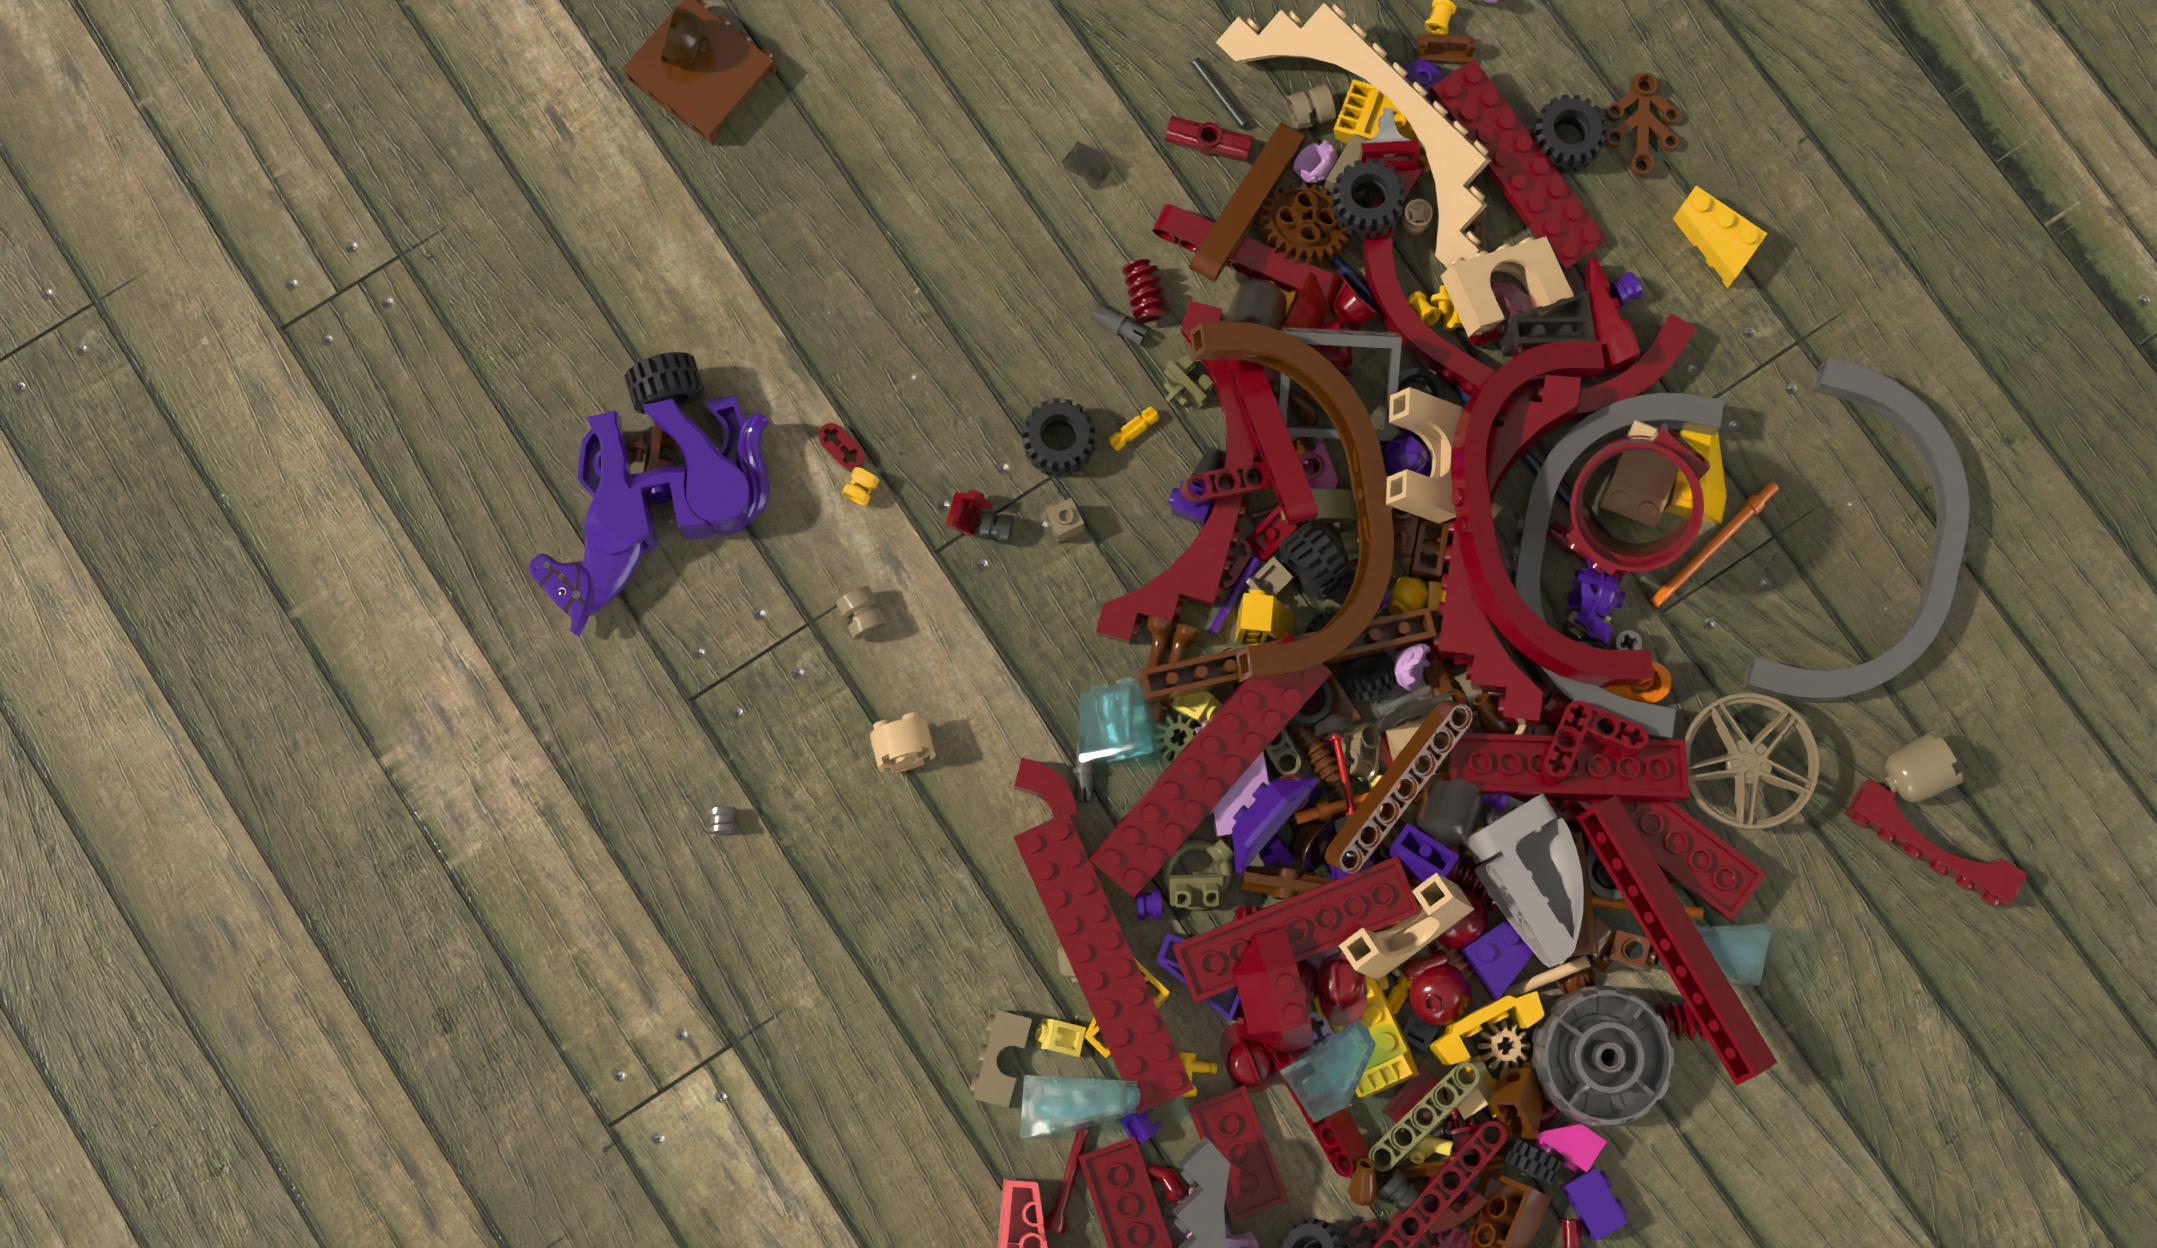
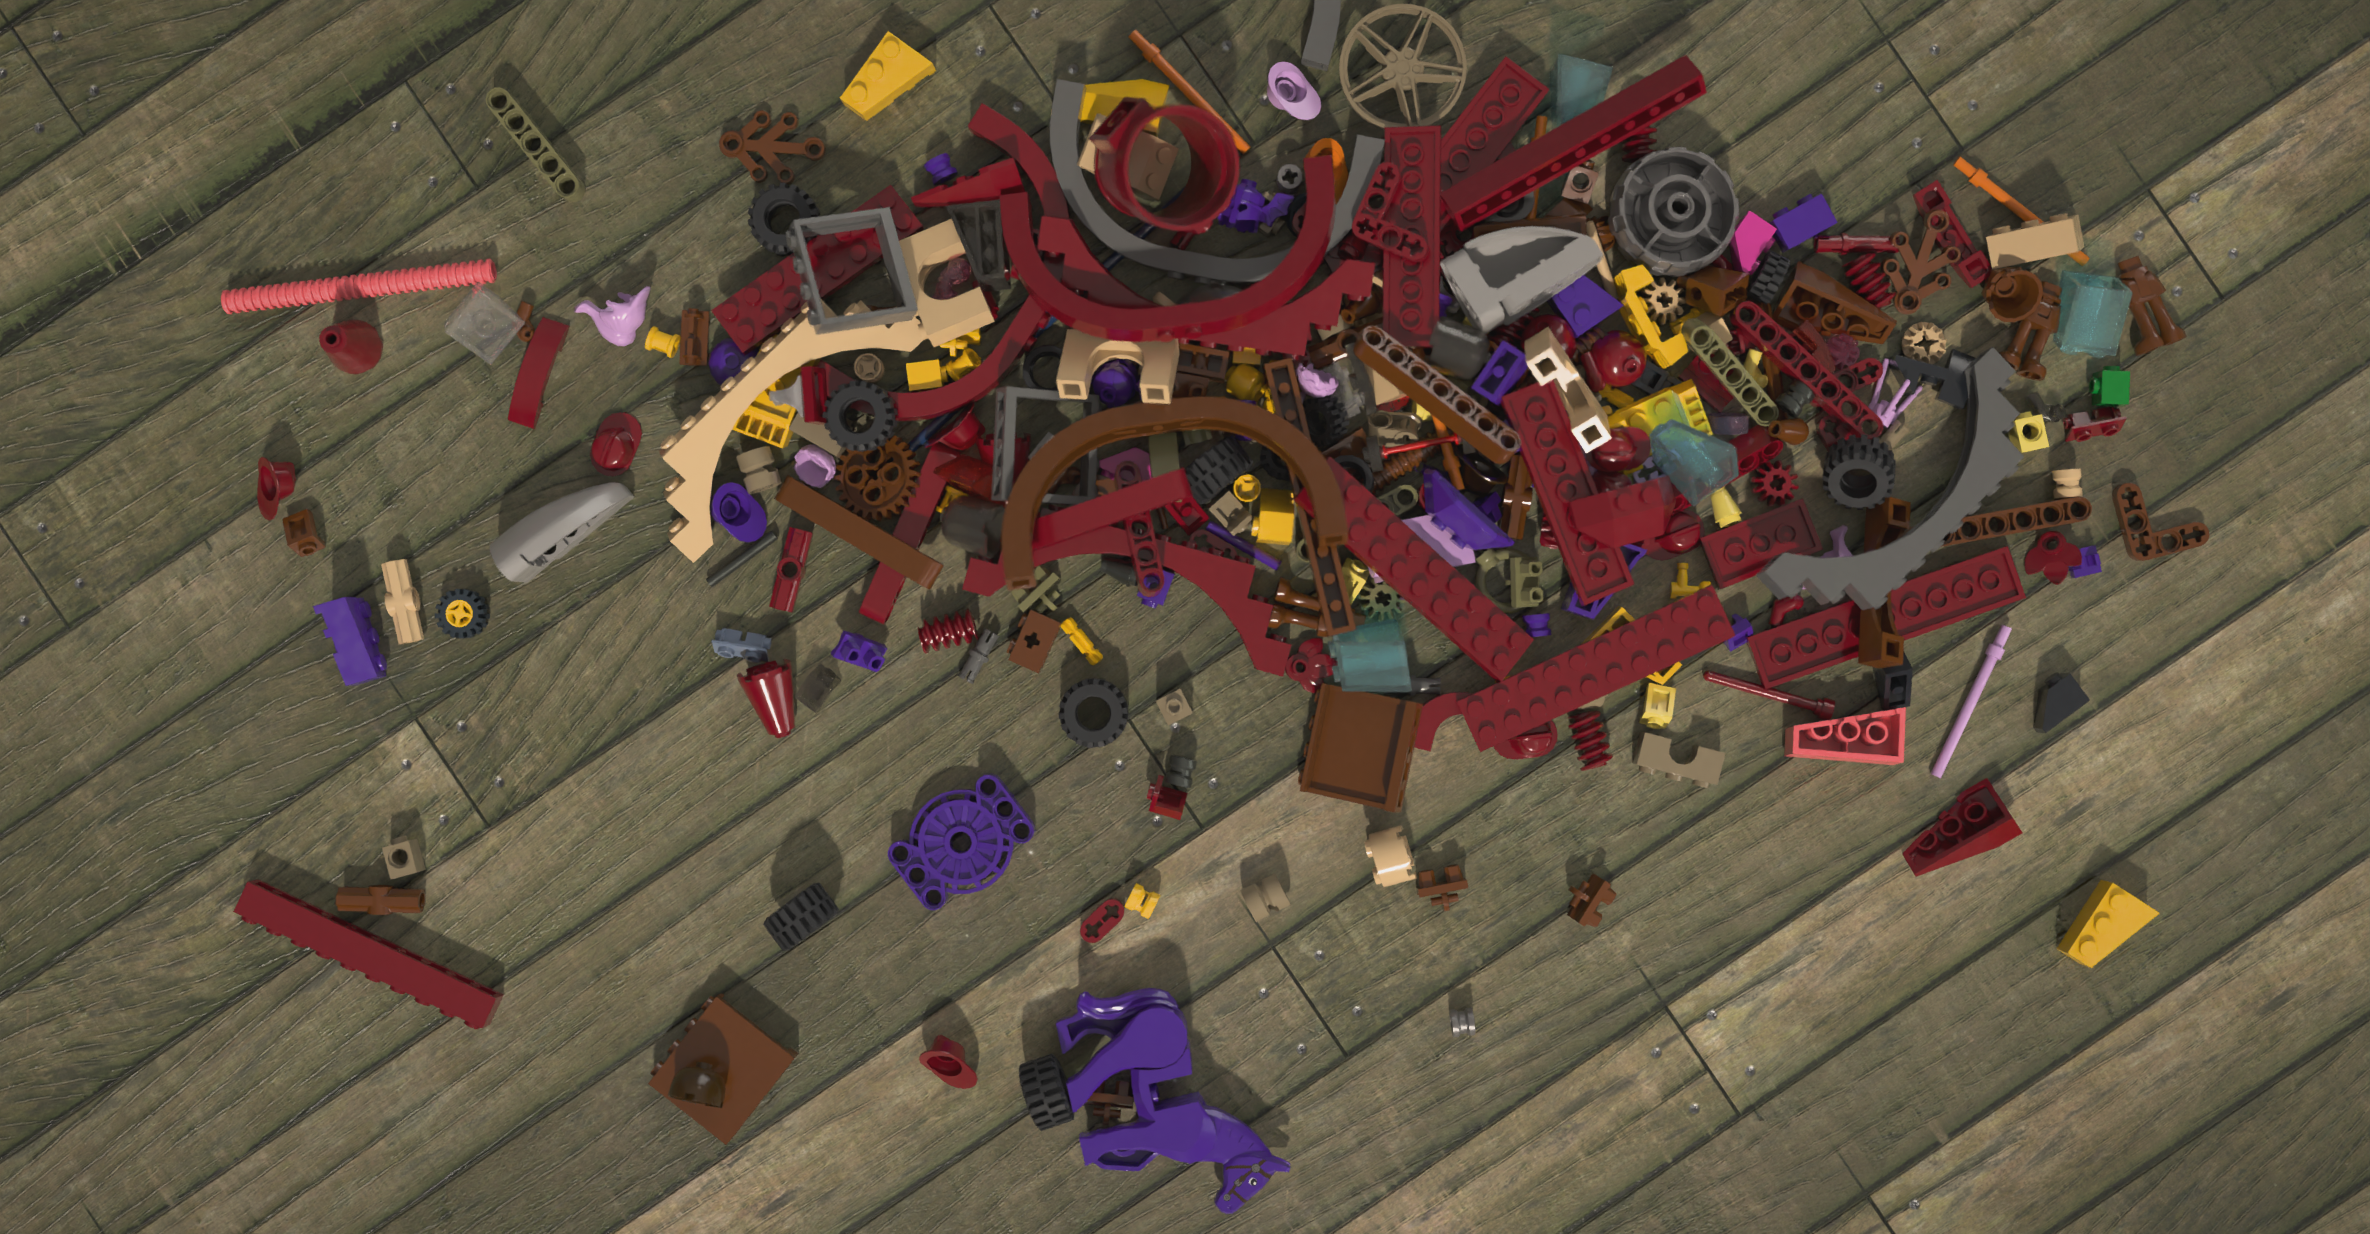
camera: 90 degrees left, 10 degrees up
(698, 290) = (948, 1062): none -> dark red piece
(853, 141) = (801, 916): none -> black tyre
(853, 956) = (1587, 899): none -> reddish brown hips
(873, 812) = (1453, 882): none -> reddish brown hips
(935, 277) = (934, 849): none -> dark purple piece
(1019, 712) = (1360, 747): none -> reddish brown panel
(1022, 897) = (1531, 743): none -> dark red piece
(1024, 960) = (1590, 739): none -> dark red piece
(1069, 1104) = (1722, 697): clear light blue slope -> none
(1079, 117) = (771, 695): none -> dark red cone
(1106, 668) = (1315, 665): none -> dark red plate
(1125, 203) = (860, 651): none -> dark purple hips
(1132, 79) = (753, 649): none -> sand blue hinge
(1142, 391) = (1033, 657): none -> reddish brown brick
(1267, 86) = (738, 512): none -> dark purple piece
(1276, 1114) = (1724, 508): none -> light yellow cone
(1296, 593) = (1247, 488): none -> yellow wheel
(1300, 1178) = (1784, 487): none -> dark red gear
(1371, 1117) = (1728, 423): none -> clear purple hat
(1410, 271) = (926, 375): none -> yellow brick
(1567, 183) = (882, 221): none -> dark grey window
(1719, 647) = (1292, 92): none -> lavender piece

